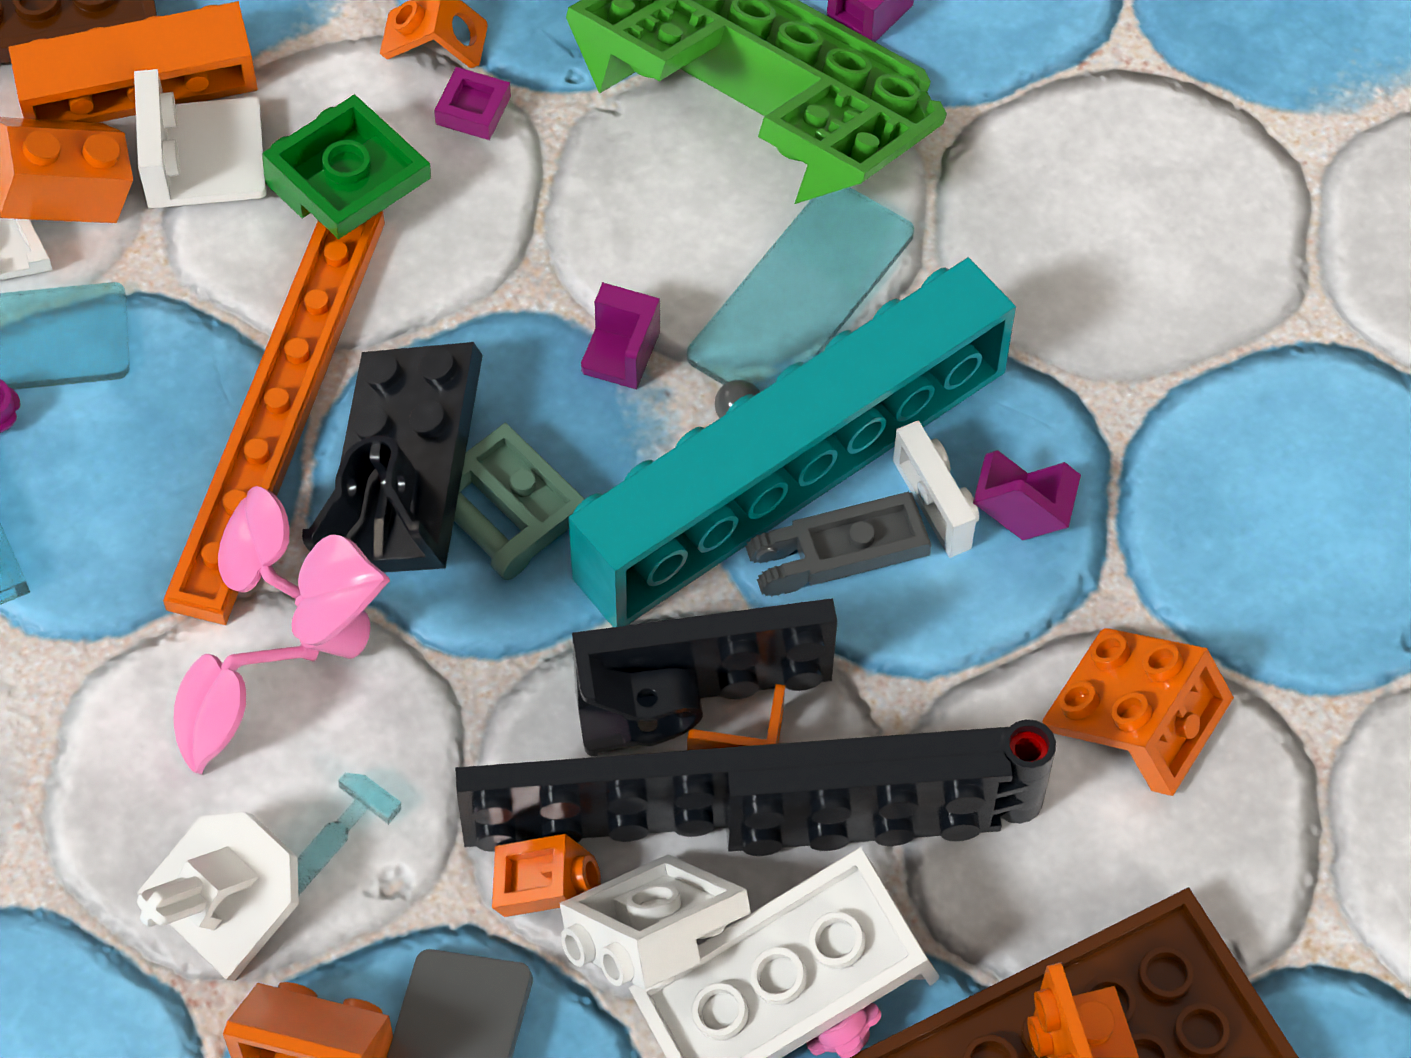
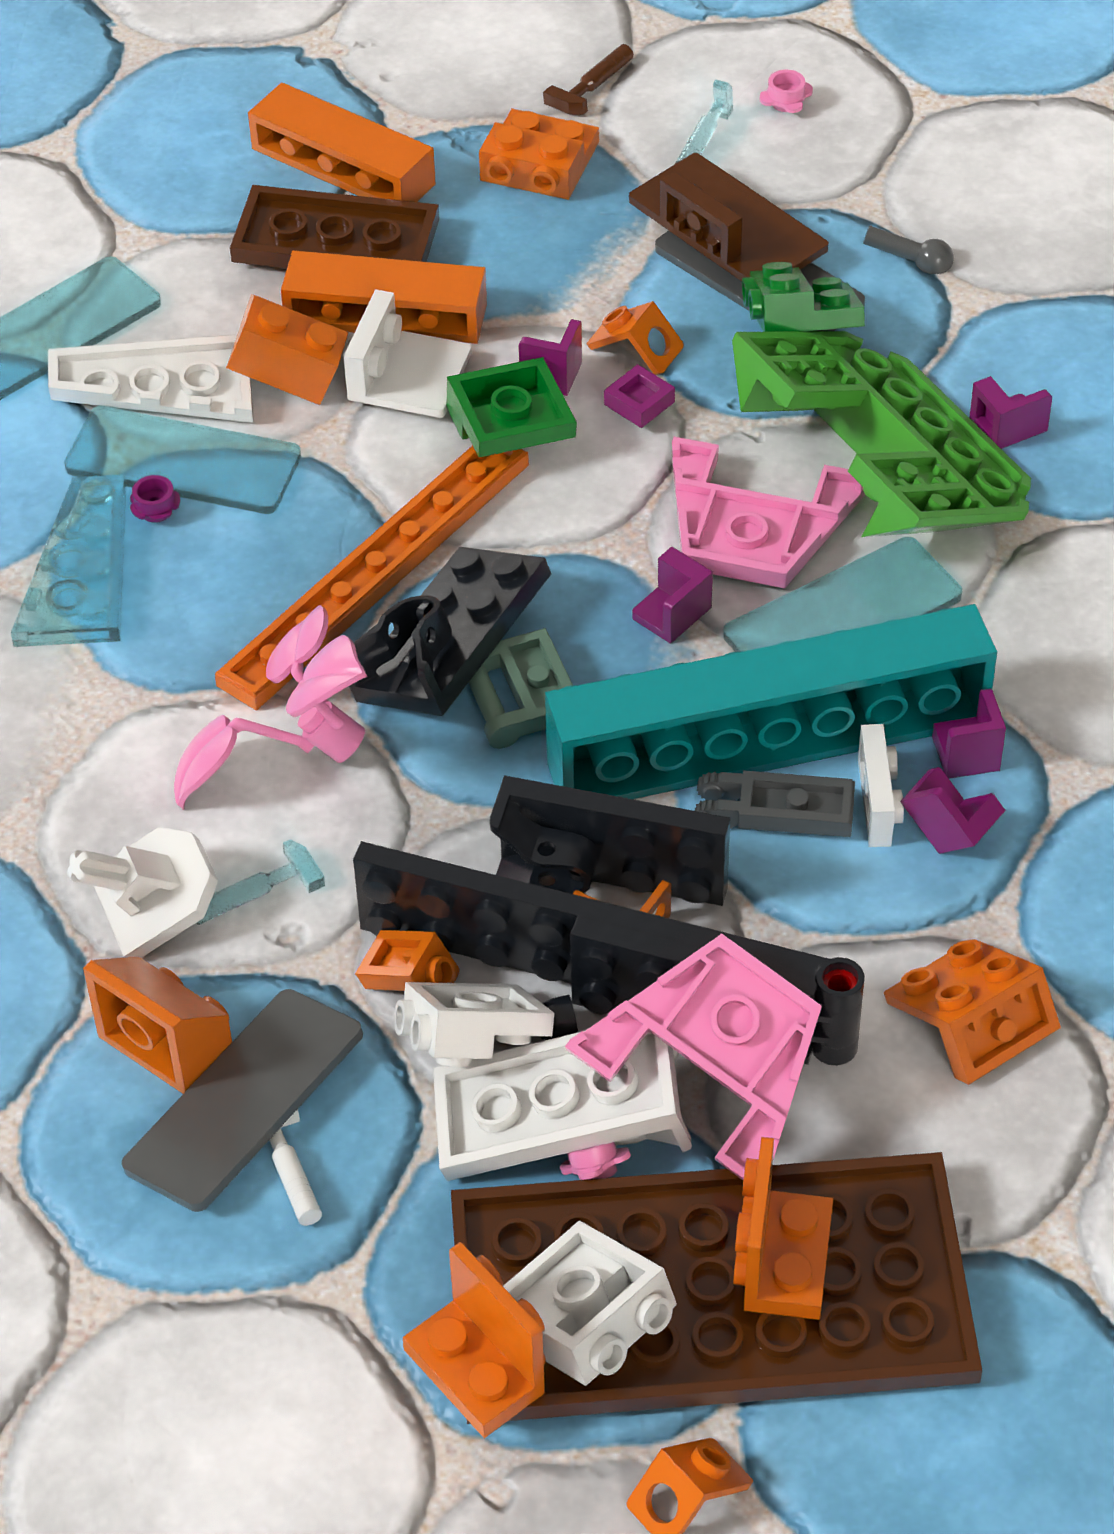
camera: 25 degrees right, 10 degrees down
(363, 81) = (561, 358): none -> magenta panel
(659, 231) = (753, 532): none -> bright pink wing
(734, 869) = (564, 1017): none -> black hinge
(944, 838) = (729, 1021): none -> bright pink wing
(1005, 401) = (972, 743): none -> magenta panel

